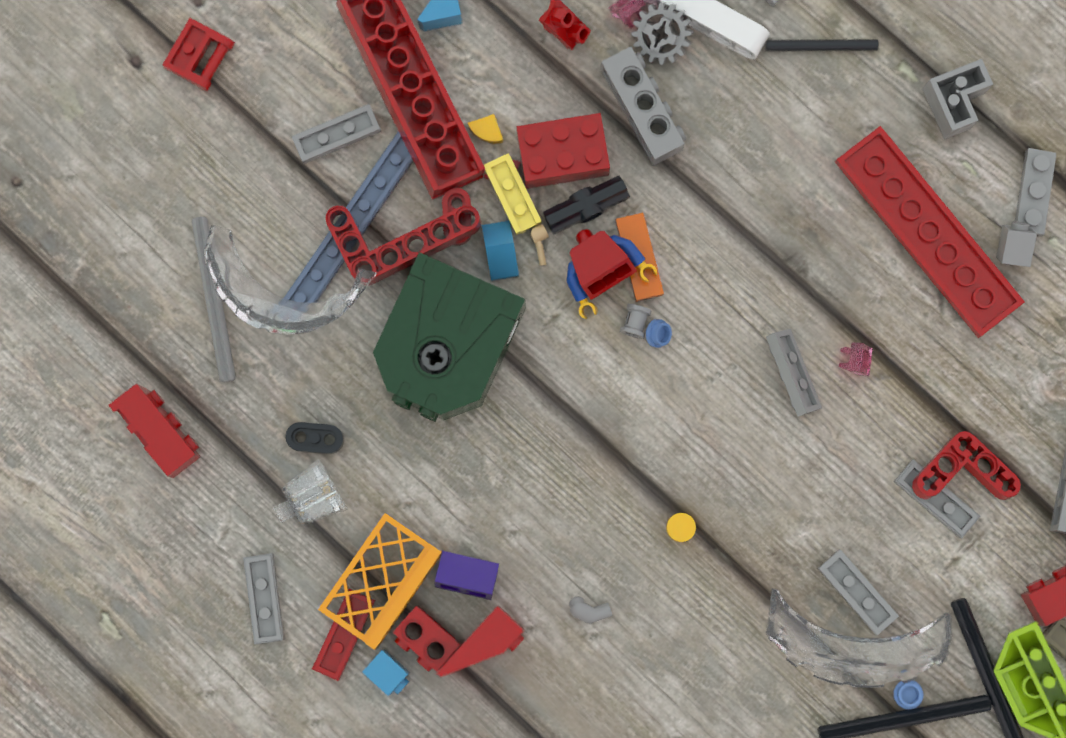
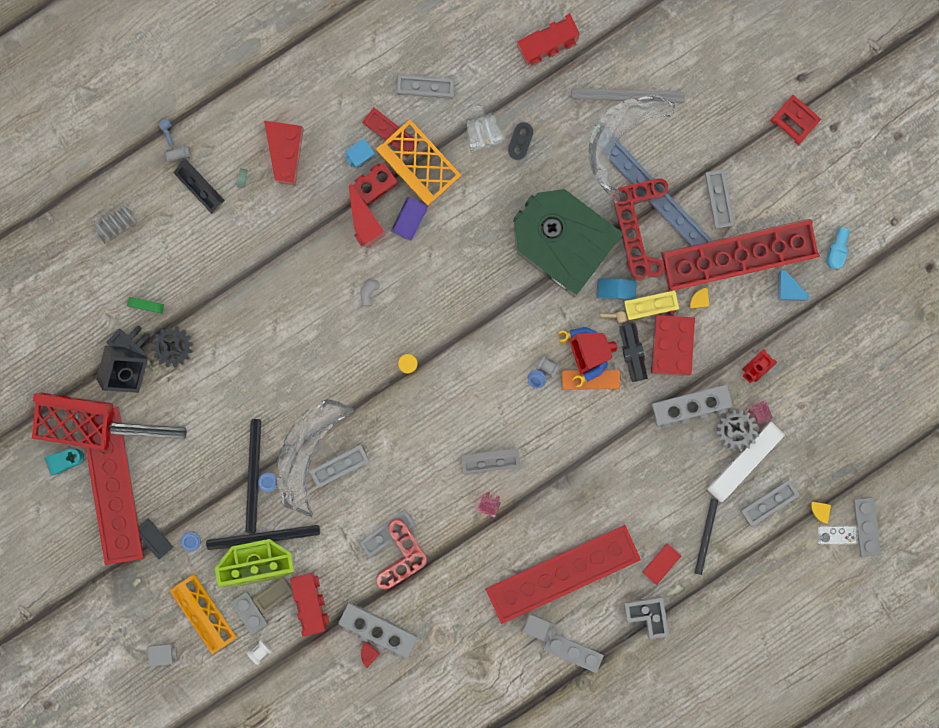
camera: 100 degrees right, 5 degrees up
(877, 98) = (661, 564): none -> red tile

